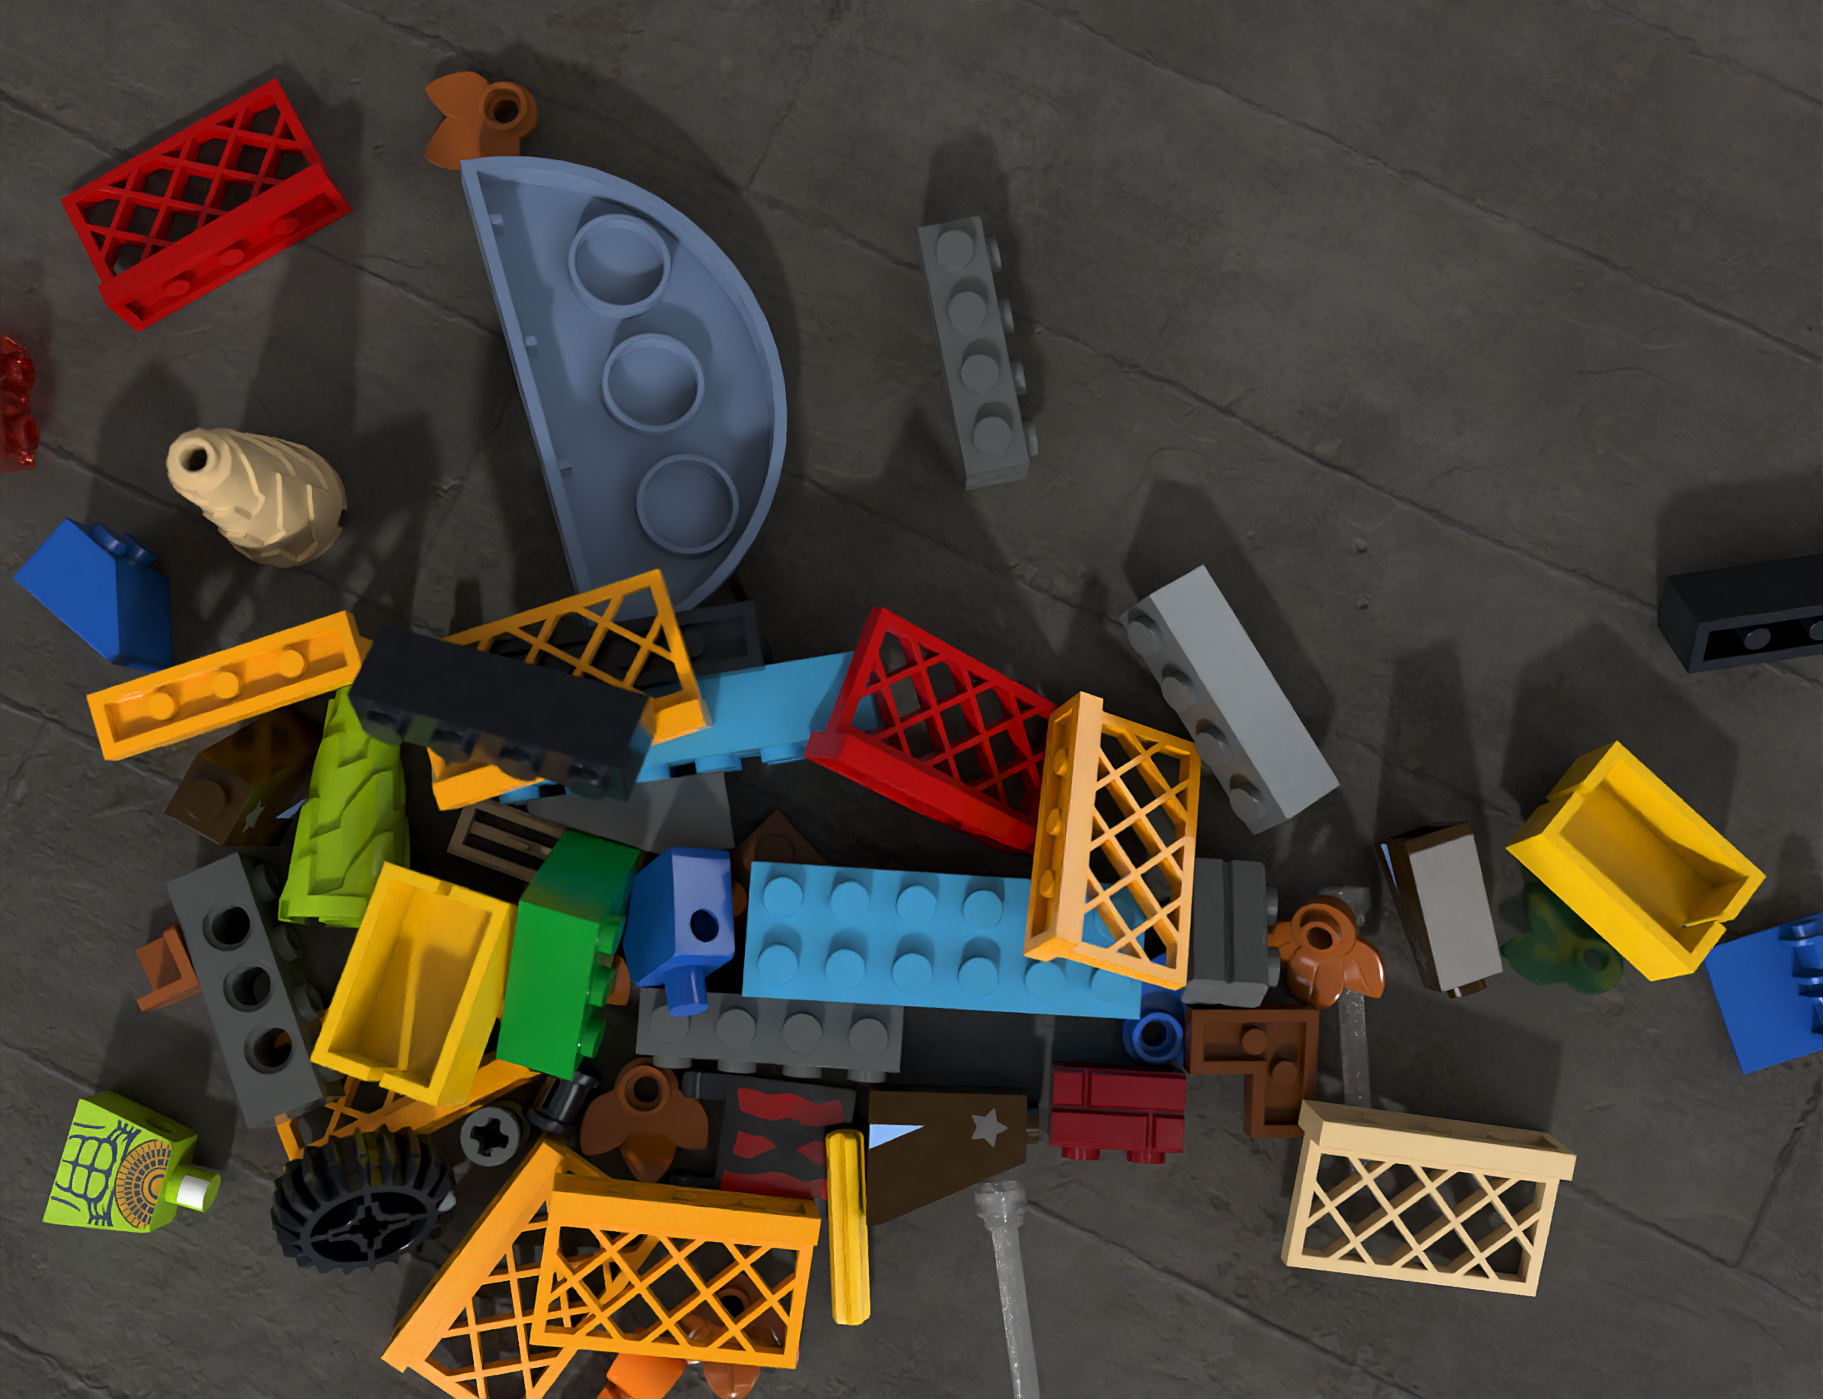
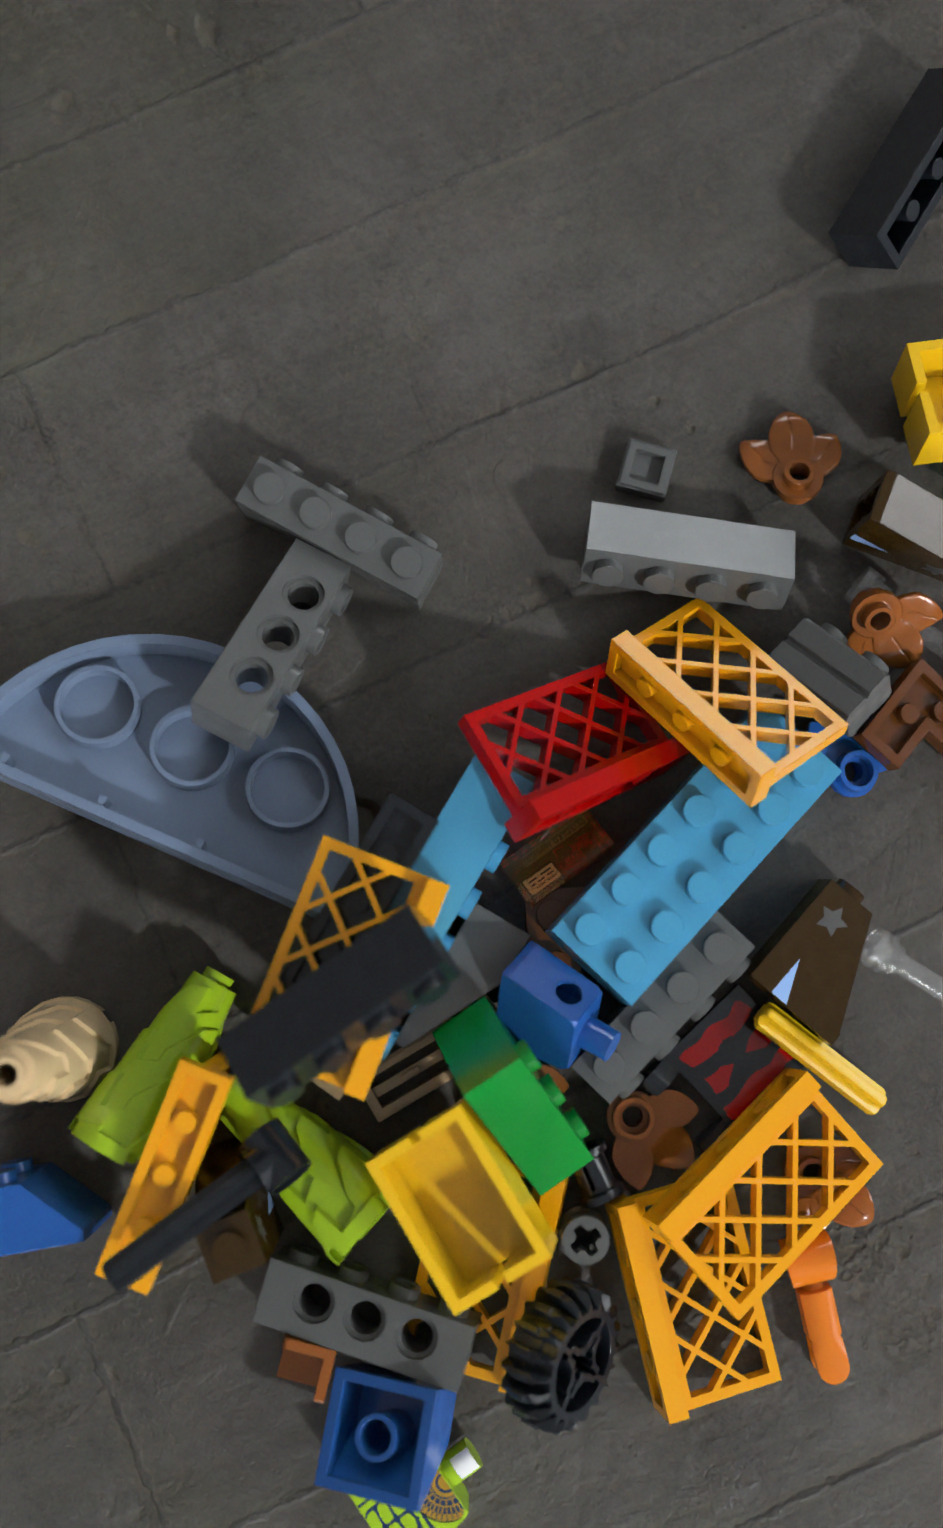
camera: 60 degrees left, 0 degrees up
(156, 1092) = (384, 1435): none -> blue slope
(270, 596) = (129, 1098): none -> lime cone
(319, 773) = (267, 1162): none -> black axle
(834, 813) = (556, 856): none -> clear orange tile
(898, 349) = (303, 577): none -> dark grey brick
(1116, 1110) = (881, 833): dark red brick -> none
(1283, 593) = (646, 470): none -> dark grey tile
(1421, 718) = (791, 451): none -> dark orange plate

